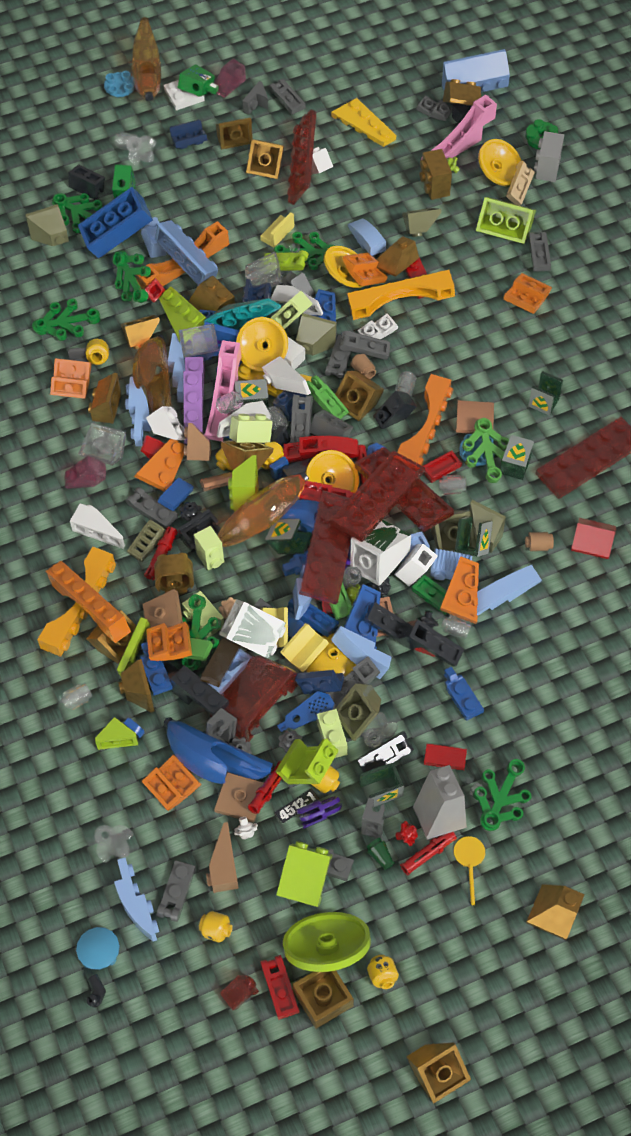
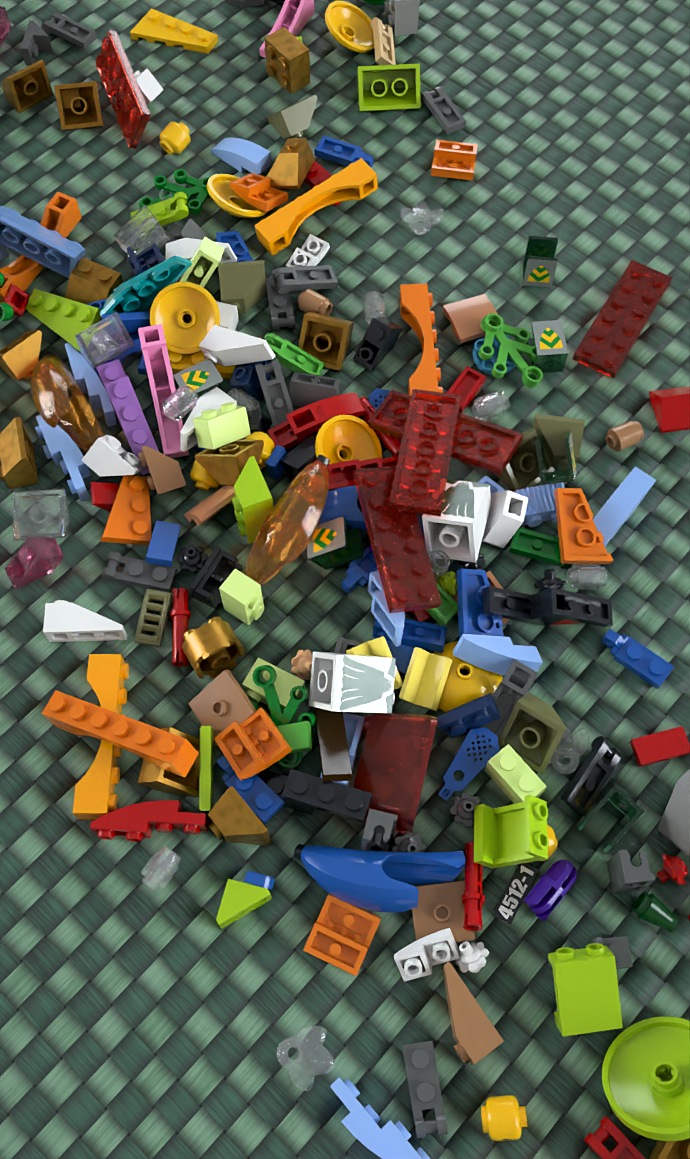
camera: 25 degrees left, 5 degrees up
(78, 662) = (138, 819): none -> red slope
(216, 814) = (420, 956): none -> white slope
(278, 230) = (133, 181): light yellow panel -> none
(324, 207) = (175, 138): none -> yellow head
(444, 260) = (341, 152): none -> blue hinge
(478, 329) = (421, 217): none -> clear plate

